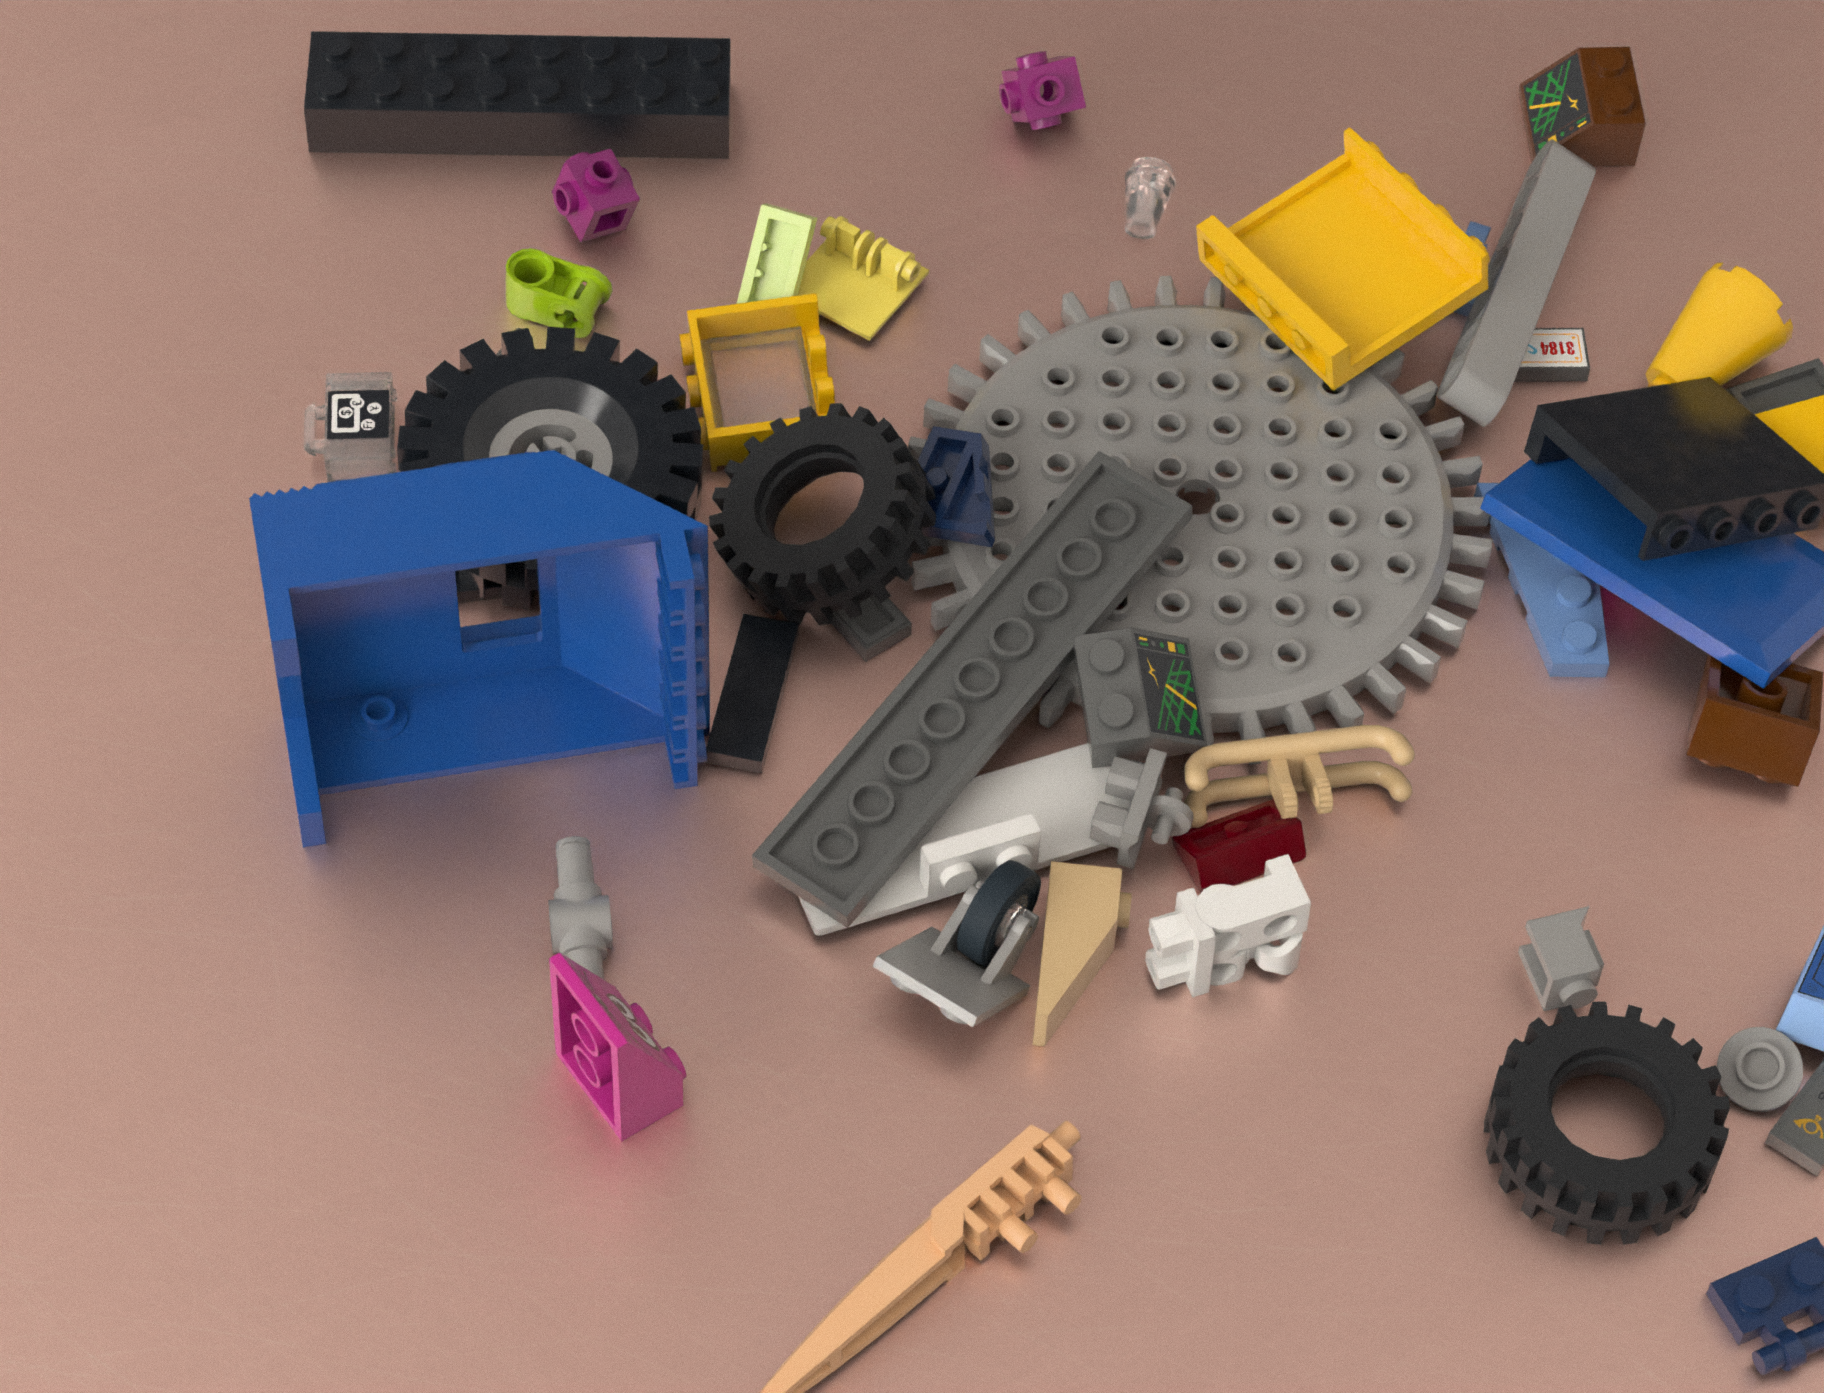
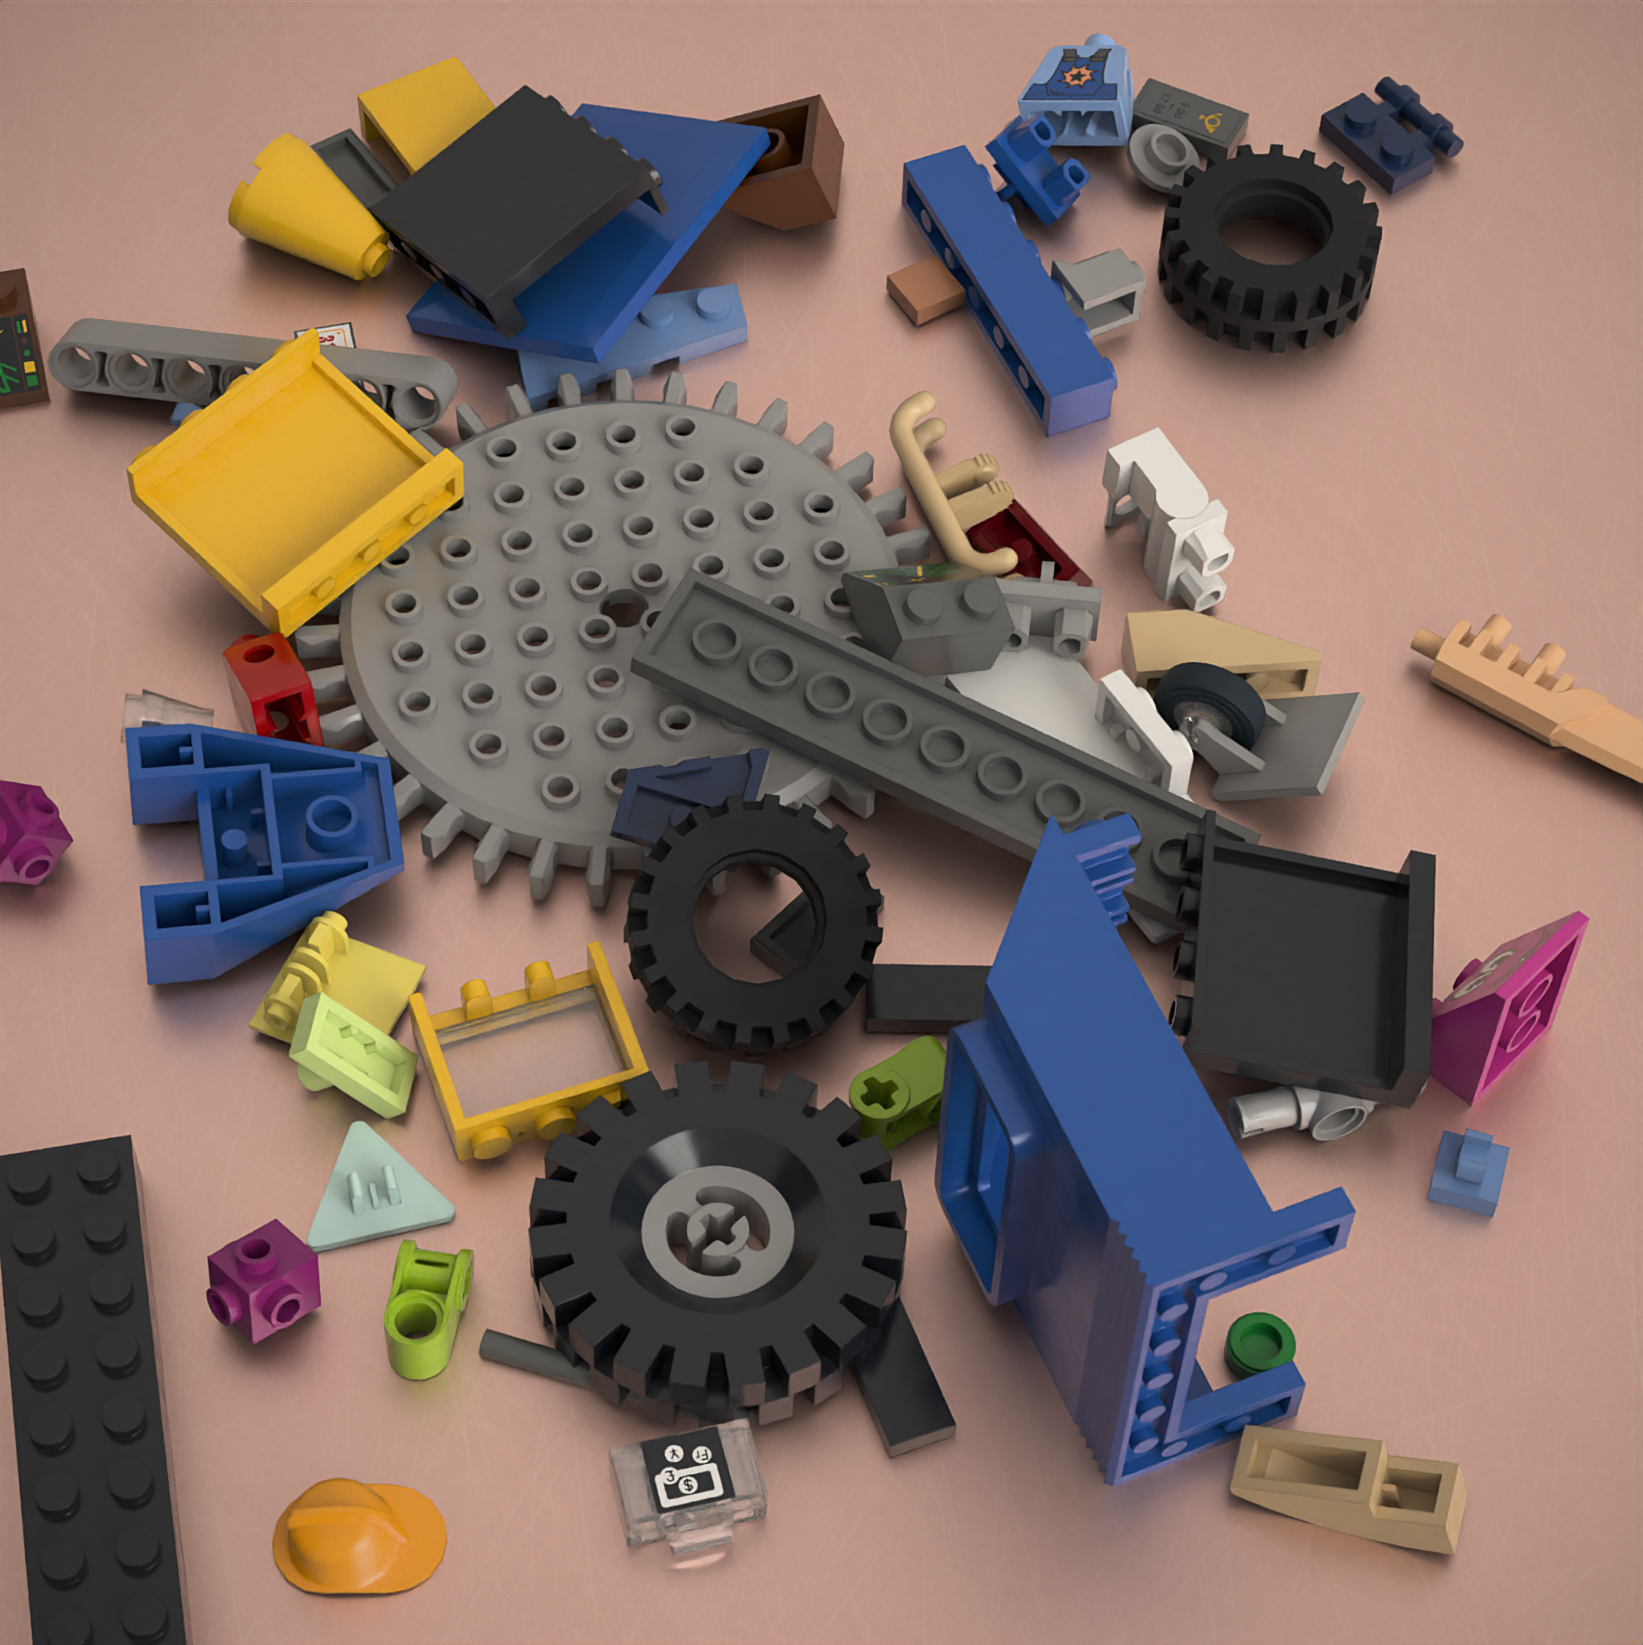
camera: 100 degrees left, 0 degrees up
(213, 852) = (1352, 1487): none -> tan slope
(364, 828) = (1258, 1344): none -> green tile
(385, 243) = (359, 1538): none -> light orange piece
(483, 1022) = (1468, 1172): none -> medium blue tile
(671, 286) = (374, 1195): none -> light aqua piece
(696, 898) = (1305, 968): none -> black panel
(999, 245) = (279, 839): none -> blue wedge
(1138, 246) = (270, 678): none -> red torso
(1593, 825) = (926, 290): none -> nougat tile
(1611, 870) = (1009, 291): none -> blue brick
(1730, 927) = (1032, 171): none -> blue hips

